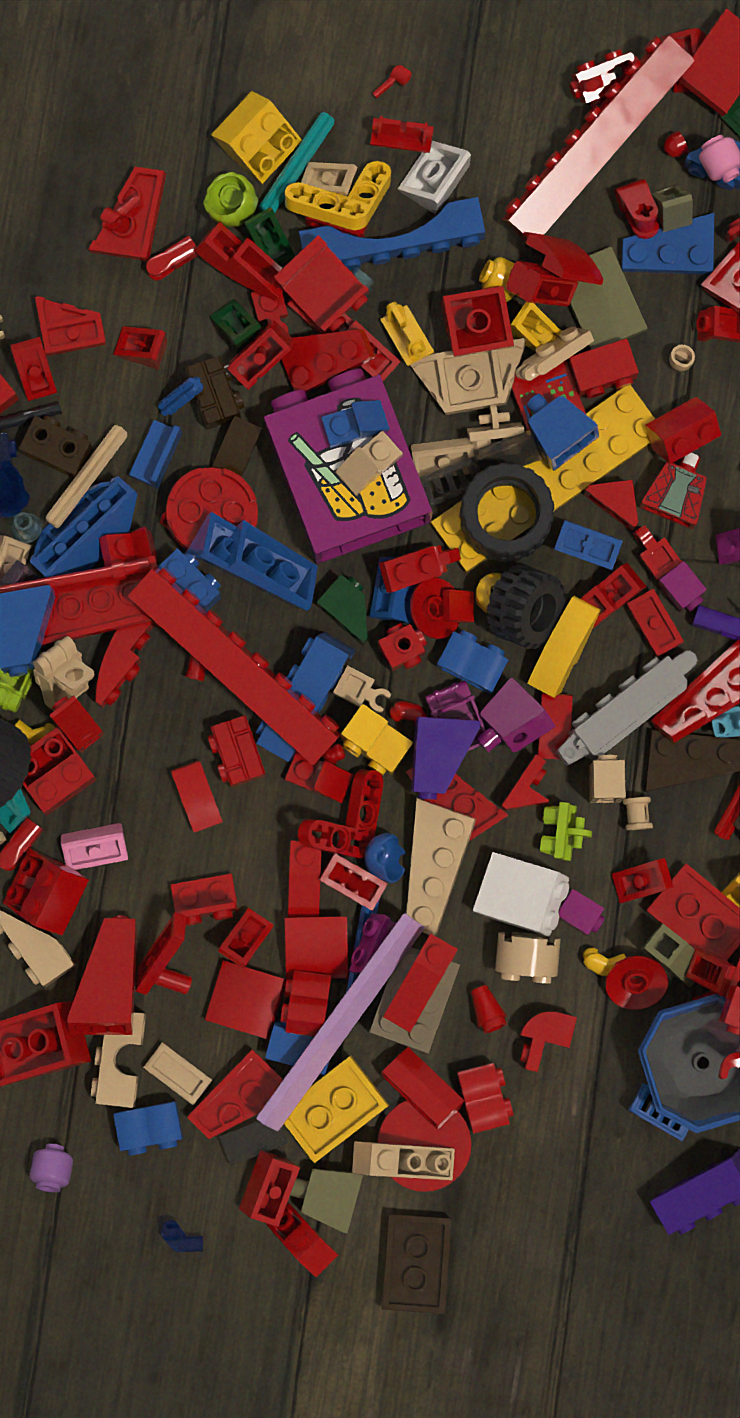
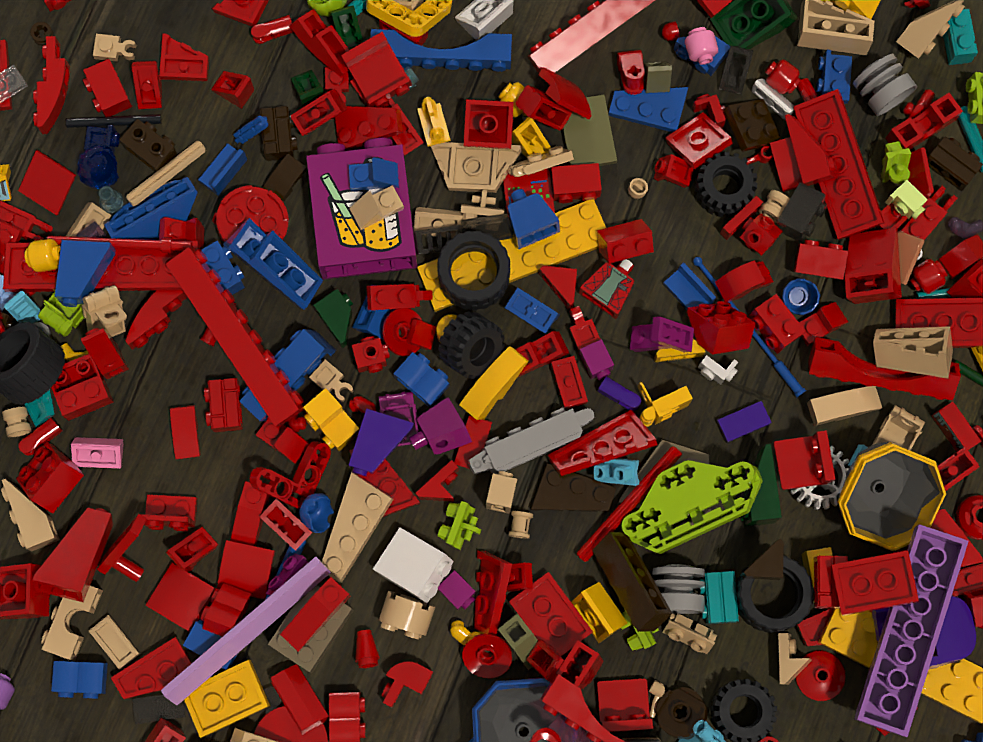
camera: 15 degrees right, 5 degrees down
(624, 899) = (493, 587): none -> red wing

